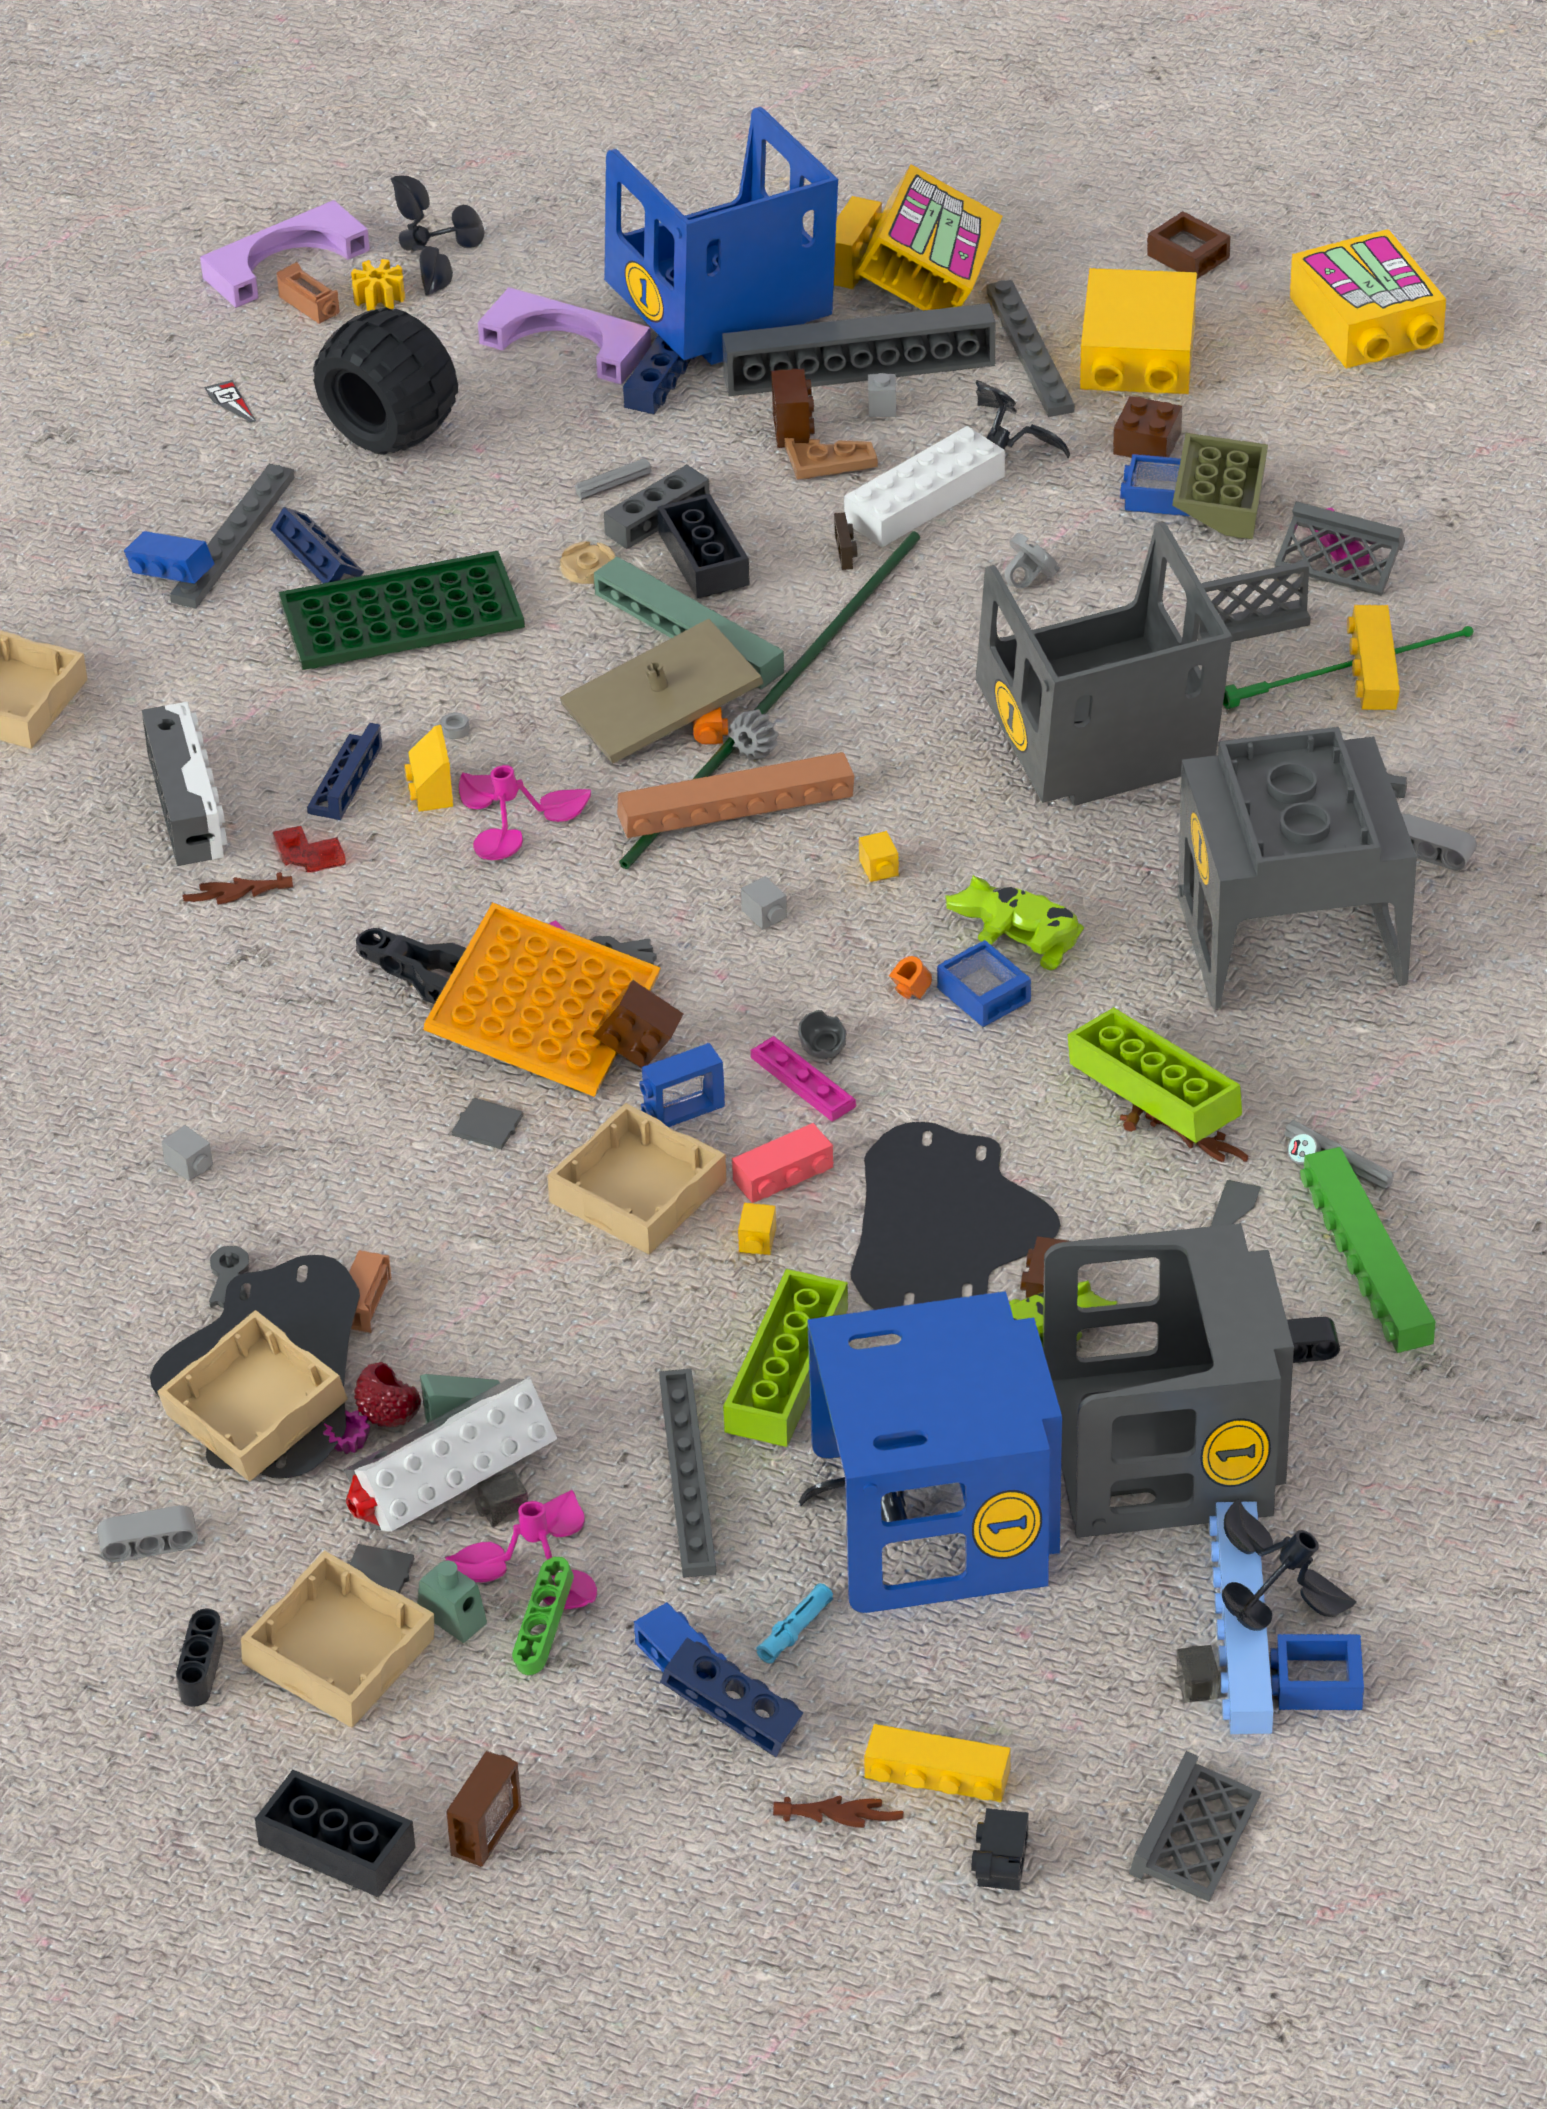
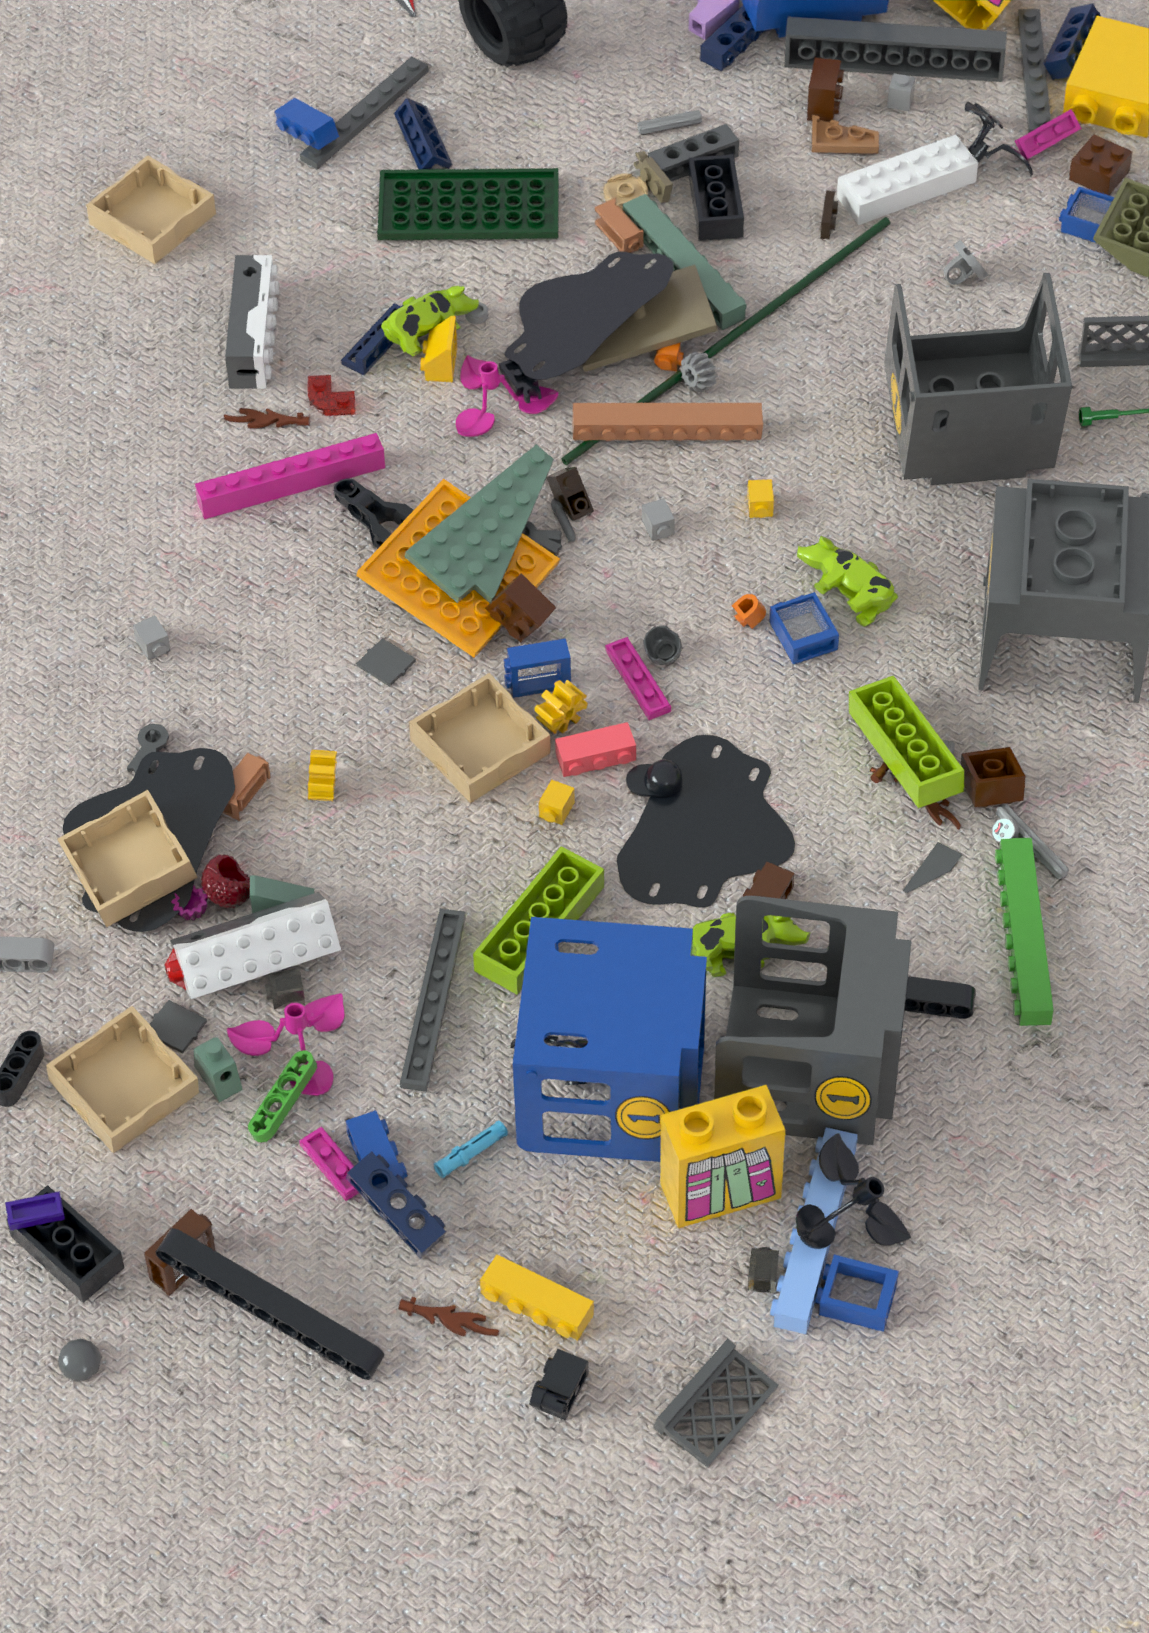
camera: 15 degrees right, 10 degrees up
(288, 1799) = (34, 1210): none -> dark purple tile
(292, 943) = (290, 476): none -> dark pink brick
(396, 734) = (425, 313): none -> lime animal
(398, 1959) = (79, 1359): none -> dark grey hair
(460, 1256) = (322, 775): none -> yellow gear
(542, 784) = (518, 381): none -> black plate
(561, 955) = (480, 537): none -> sand green wing
(589, 699) = (575, 313): none -> black piece
(596, 601) = (619, 227): none -> nougat window
(619, 538) = (654, 177): none -> dark tan plate
(620, 1835) = (270, 1304): none -> black beam
(629, 1676) = (329, 1160): none -> dark pink tile
(646, 894) = (570, 492): none -> dark brown slope
(647, 927) = (557, 507): none -> dark grey piece
(726, 1122) = (561, 706): none -> yellow gear
(871, 1180) = (656, 779): none -> black cap
(1065, 305) = (1070, 41): none -> dark blue brick
(1074, 407) = (1048, 134): none -> dark pink plate
(1112, 1549) = (722, 1156): none -> yellow brick
(1273, 1092) = (993, 777): none -> reddish brown brick

